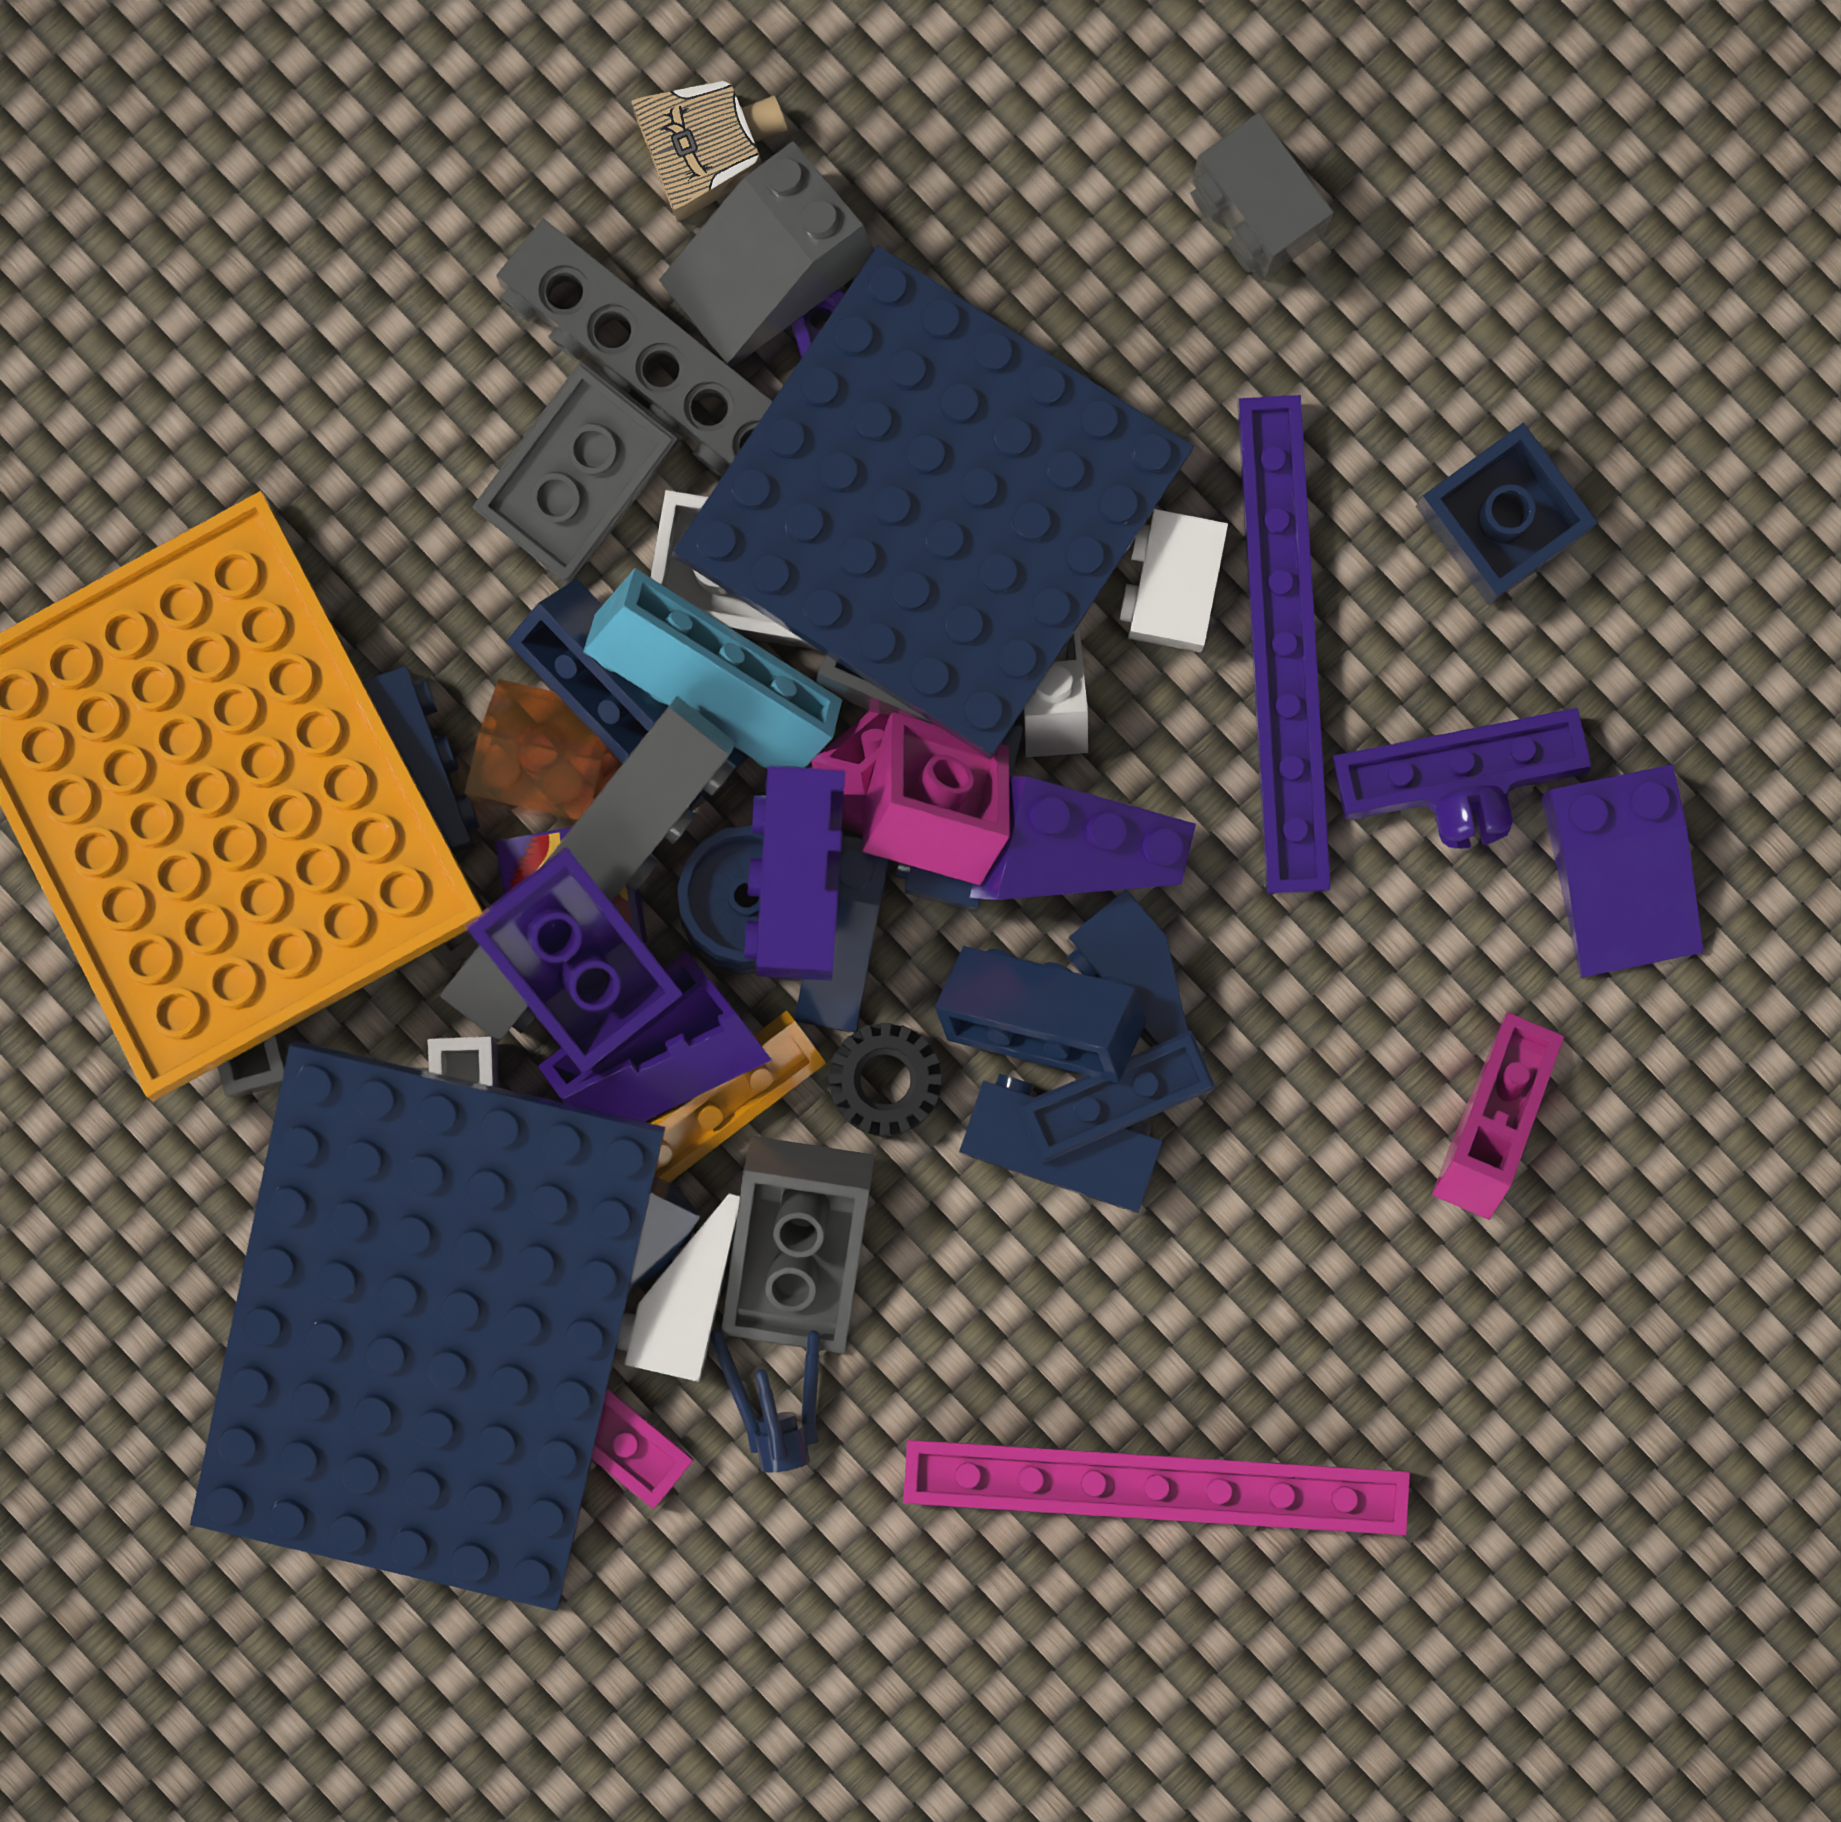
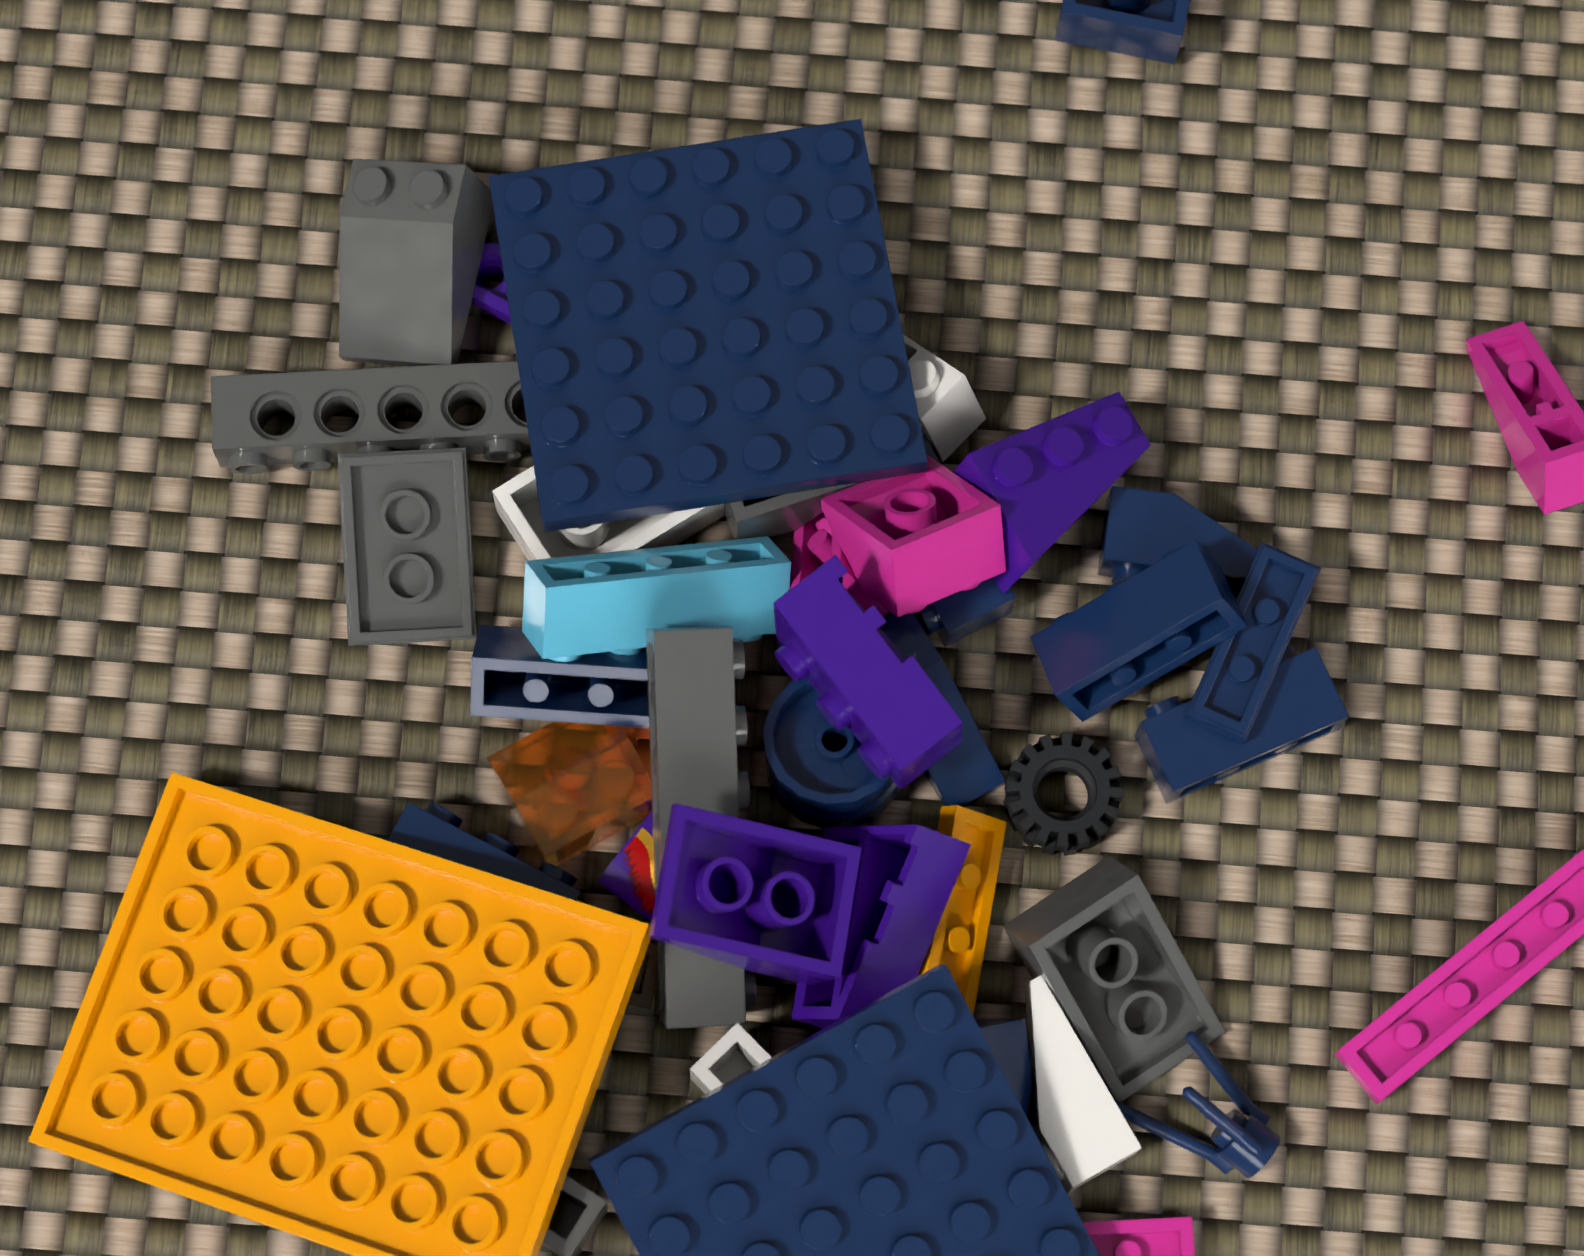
camera: 45 degrees left, 10 degrees down
(704, 141) = (281, 224): tan torso -> none
(1175, 581) = (935, 238): white brick -> none
(1283, 645) = (1056, 218): dark purple plate -> none
(1463, 773) = (1273, 195): dark purple plate -> none
(1624, 870) = (1451, 160): dark purple slope -> none

